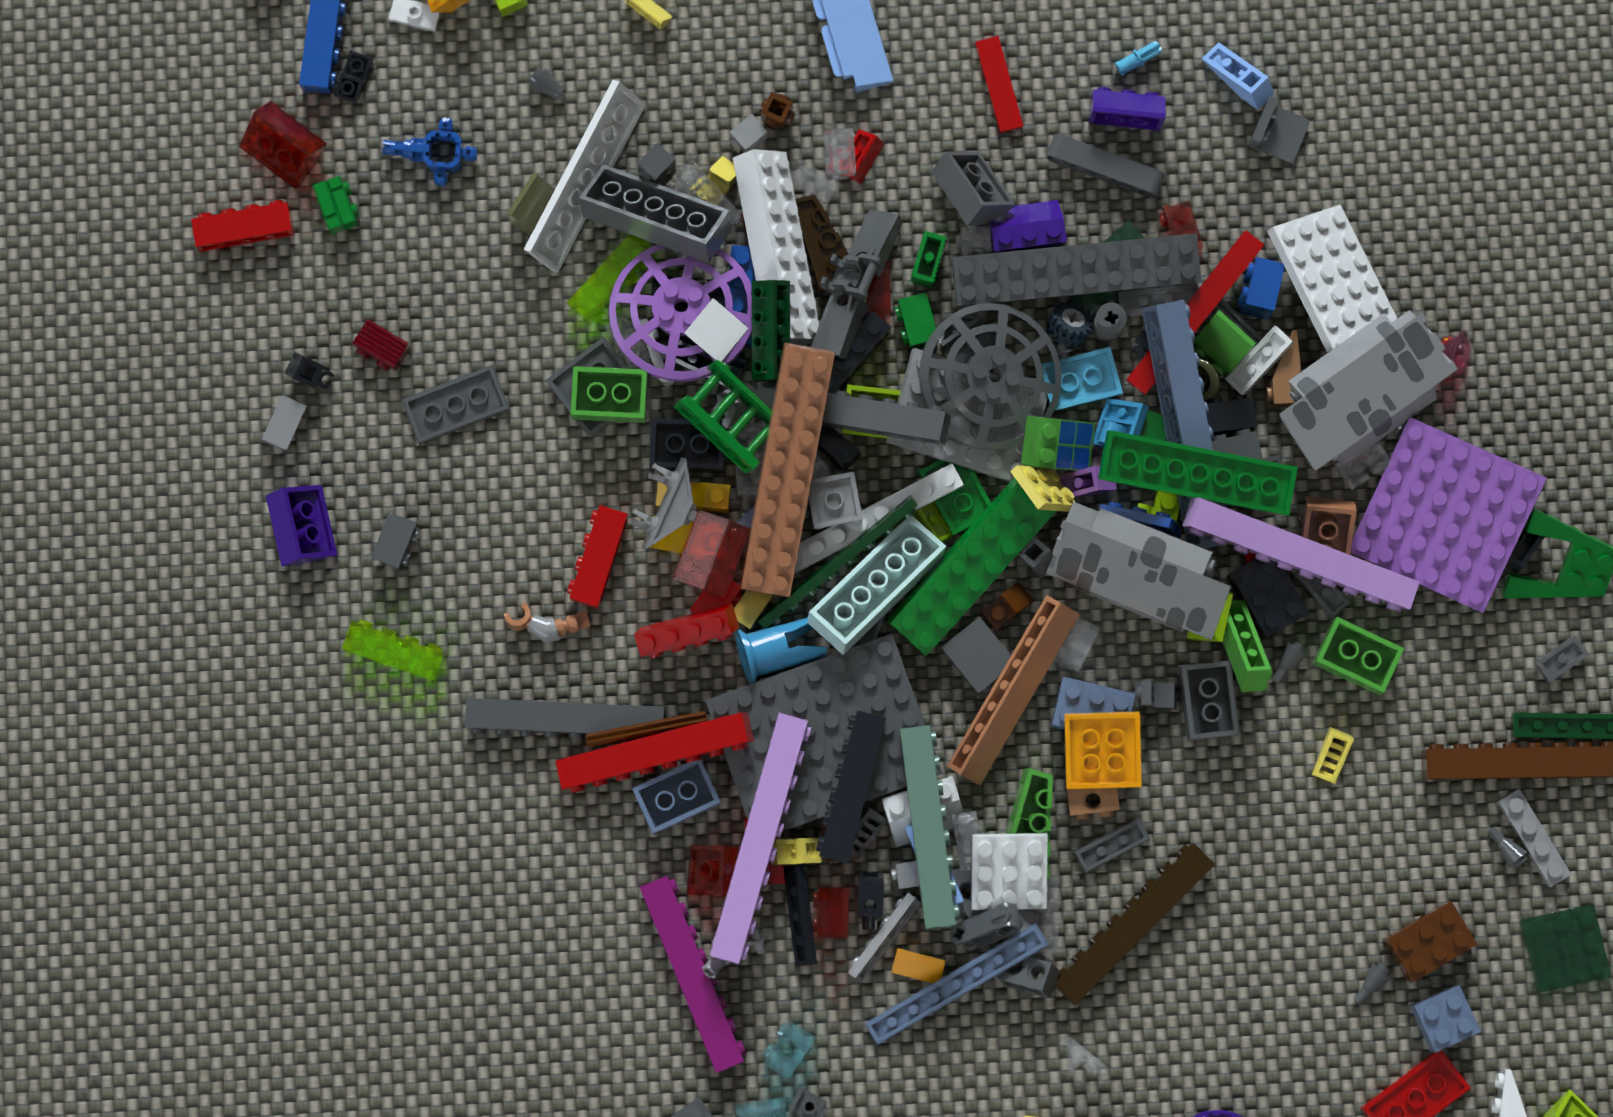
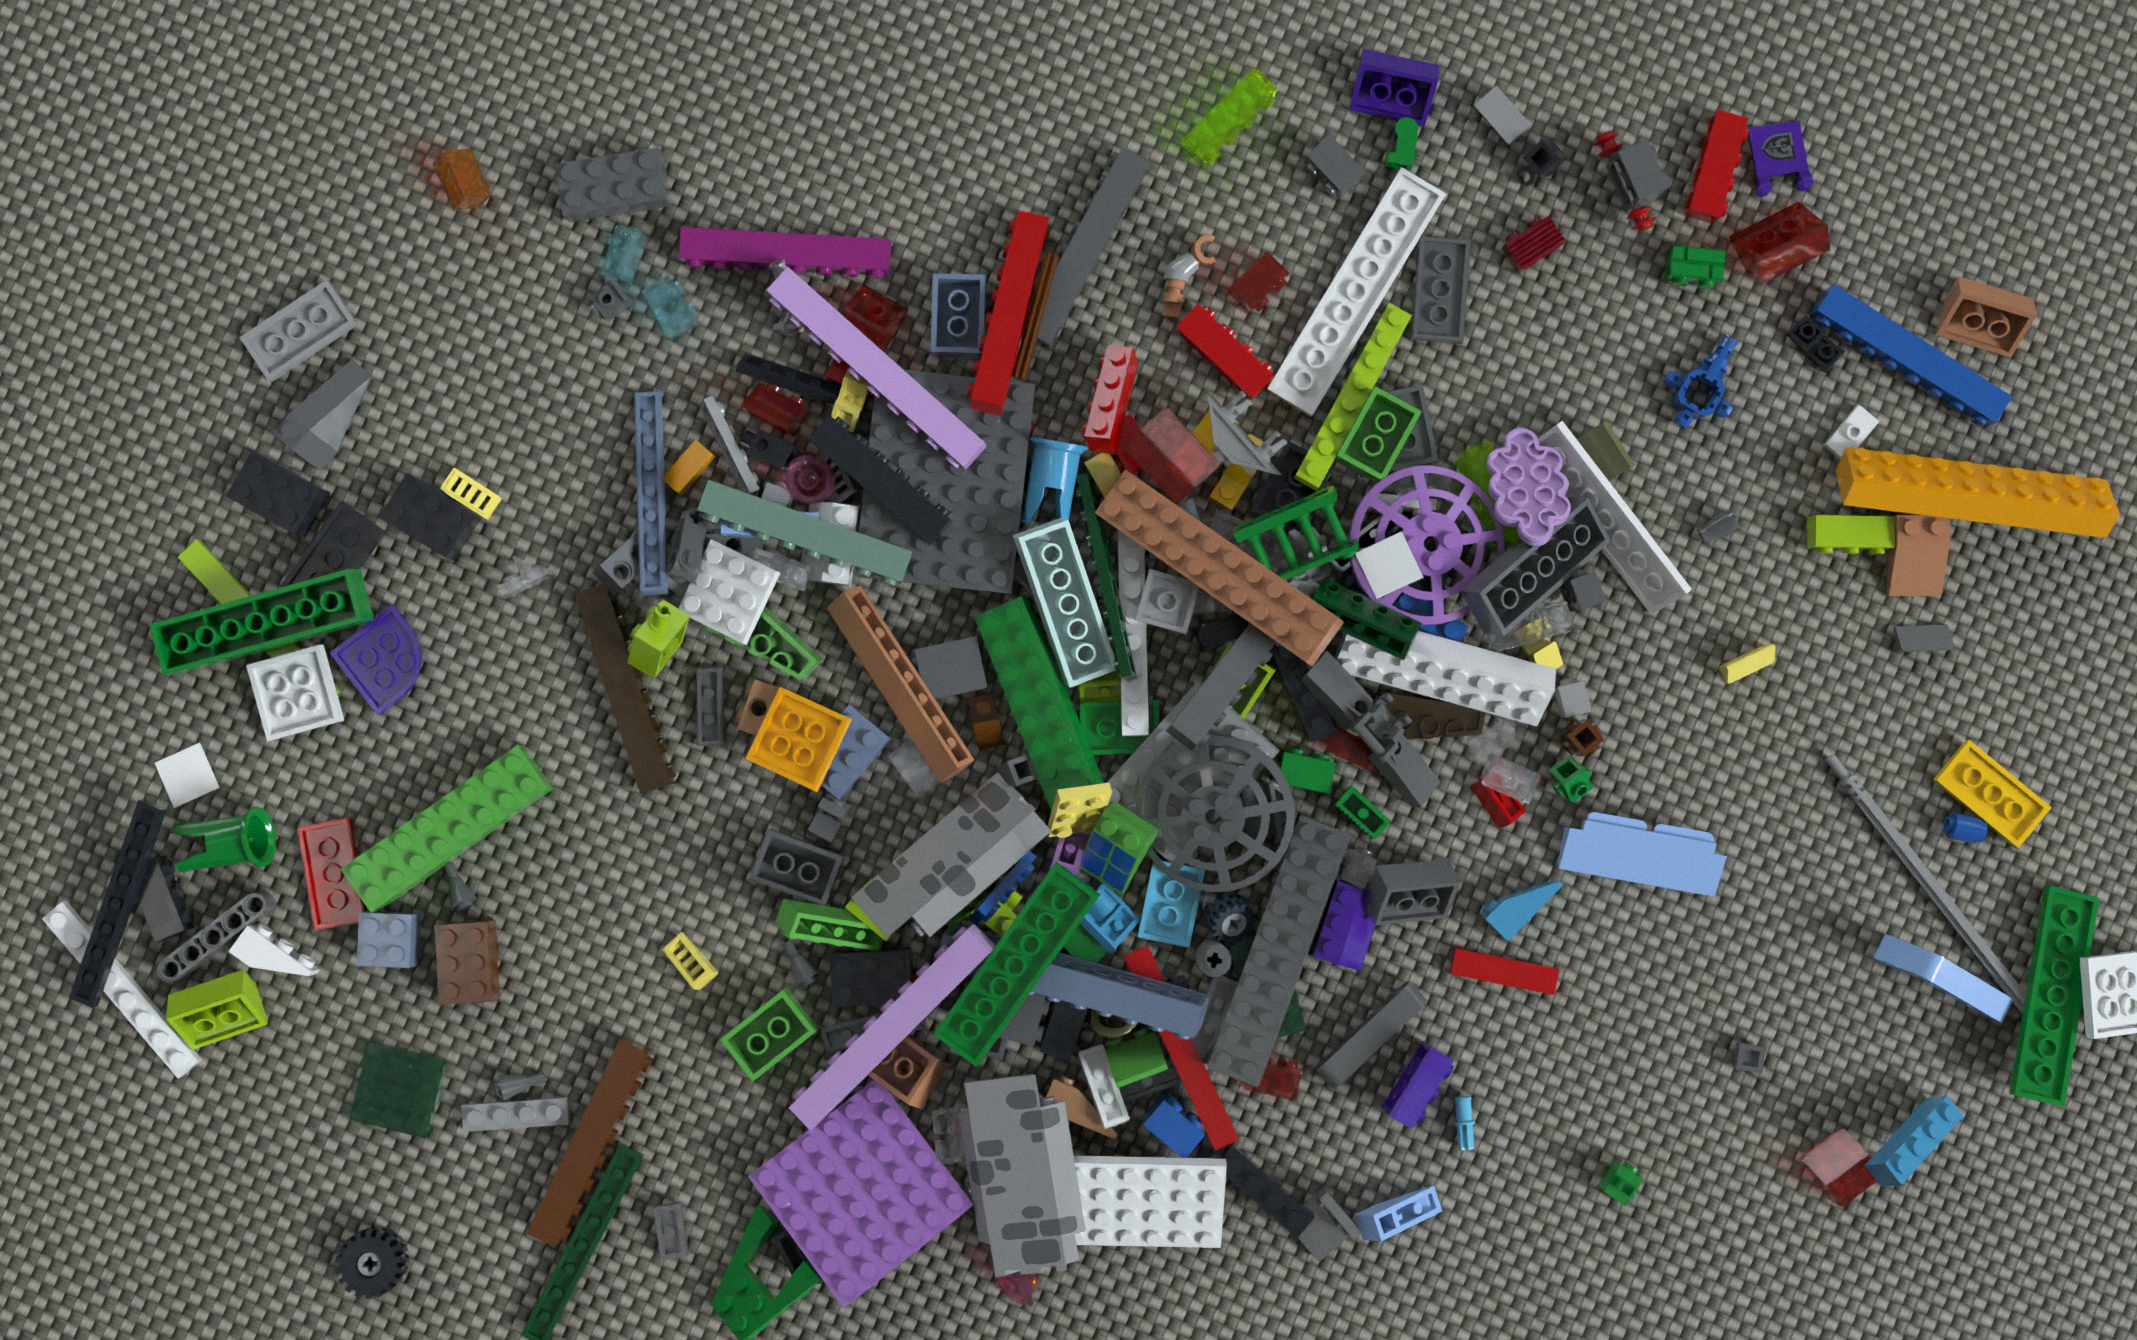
camera: 120 degrees right, 5 degrees up
(204, 181) = (1778, 152): none -> dark purple flag
(286, 287) = (1634, 176): none -> dark grey brick
(339, 495) = (1405, 140): none -> green leg
(492, 473) = (1356, 292): none -> white plate
(525, 557) = (1259, 283): none -> clear red brick
(585, 431) = (1352, 397): none -> lime plate
(593, 250) = (1528, 486): none -> lavender plate
(815, 104) = (1571, 779): none -> green brick
(878, 853) = (809, 479): none -> clear pink hat
(944, 98) = (1513, 911): none -> dark azure slope
(1078, 913) = (657, 638): none -> lime brick
(1275, 188) = (1266, 1191): none -> black brick
(1327, 1014) = (447, 829): none -> bright green brick

